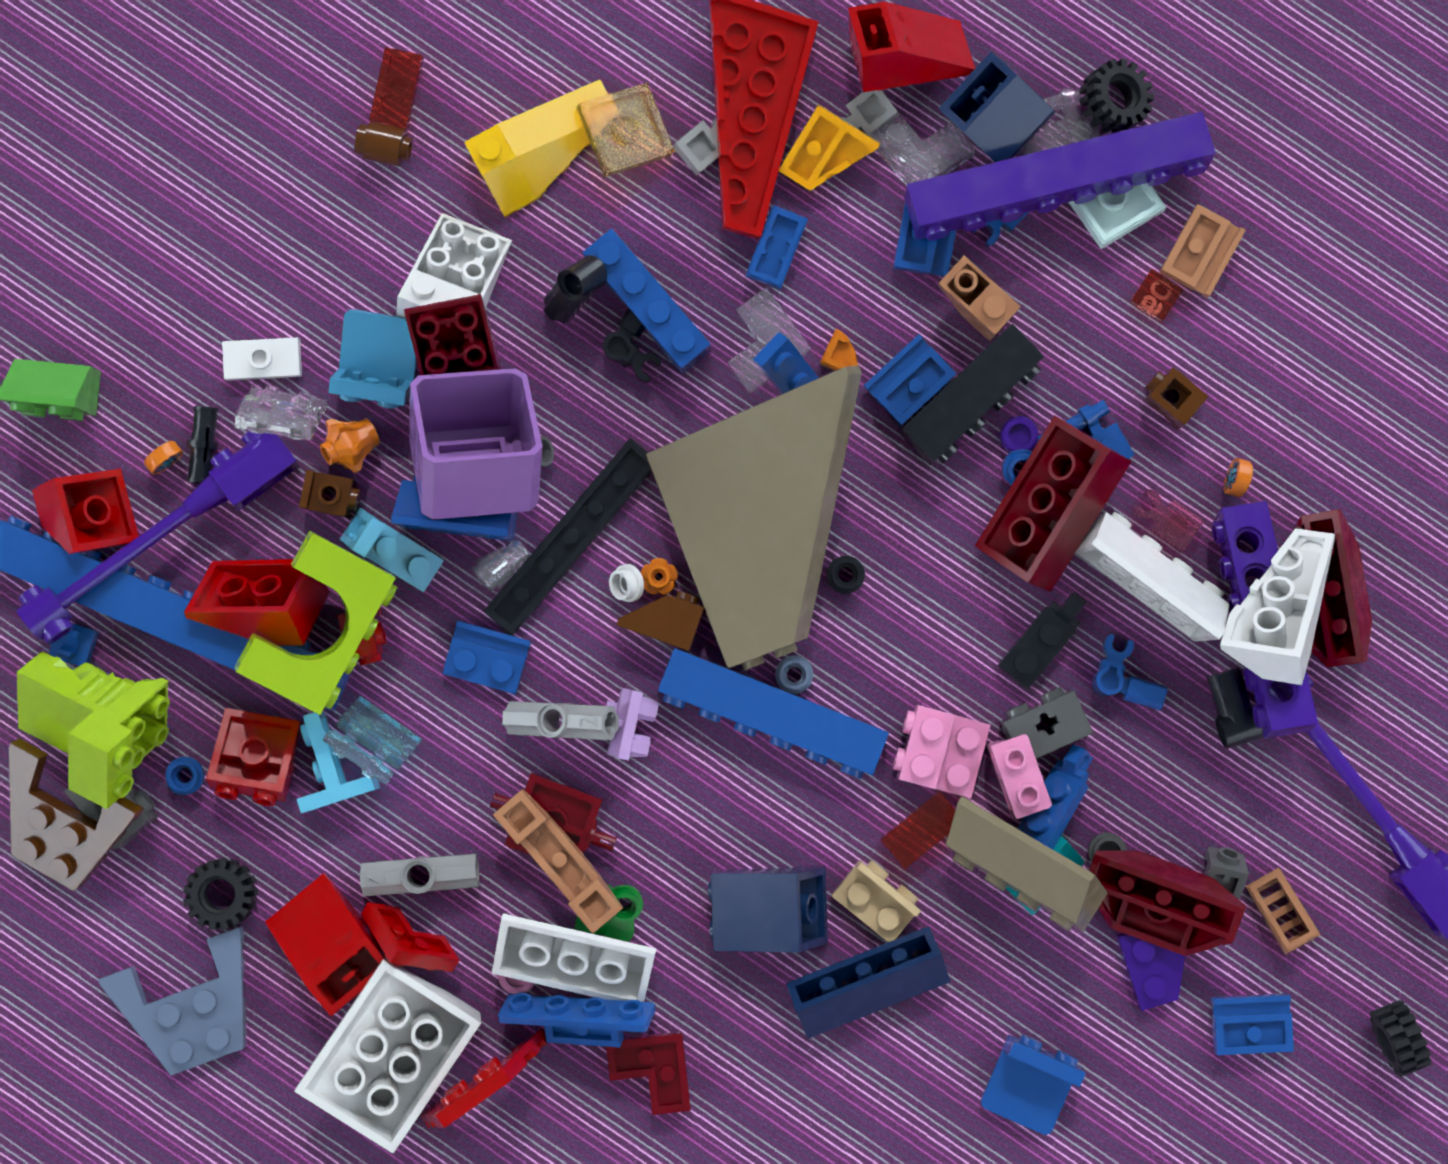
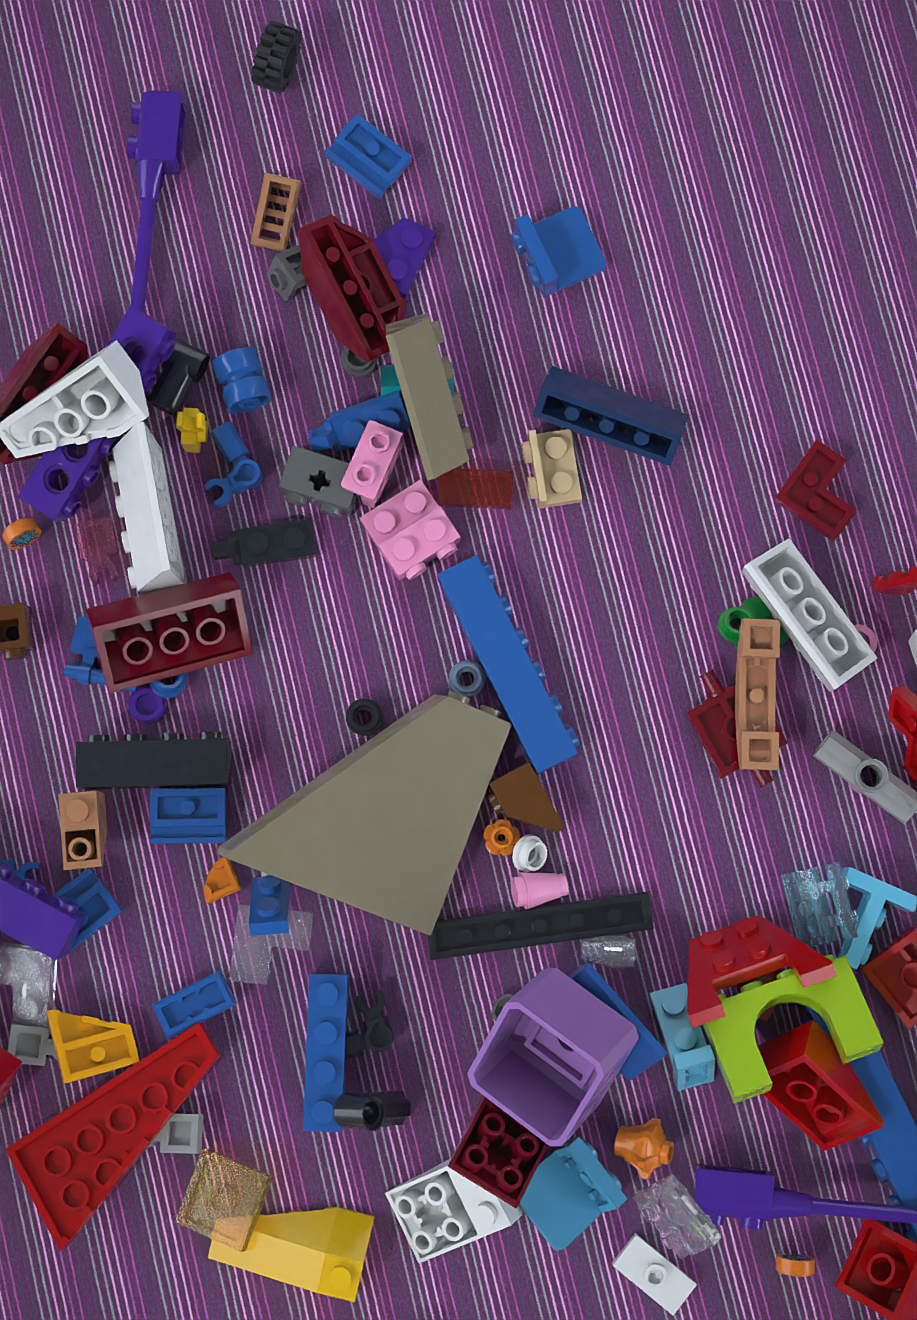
camera: 135 degrees left, 5 degrees down
(202, 443) = (756, 1248): black pin -> none
(313, 491) = (702, 1134): reddish brown brick -> none
(400, 647) = (743, 953): none -> red wing
(486, 657) = (680, 892): blue plate -> none
(577, 720) = (655, 782): light grey piece -> none
(578, 1019) = (841, 571): blue bracket -> none
(597, 562) = (537, 888): none -> bright pink cone
(630, 708) = (625, 754): lavender hips -> none
(768, 909) = (636, 528): dark blue slope -> none
(1183, 677) = (193, 429): none -> yellow plate
(1185, 751) = (240, 375): none -> blue wheel

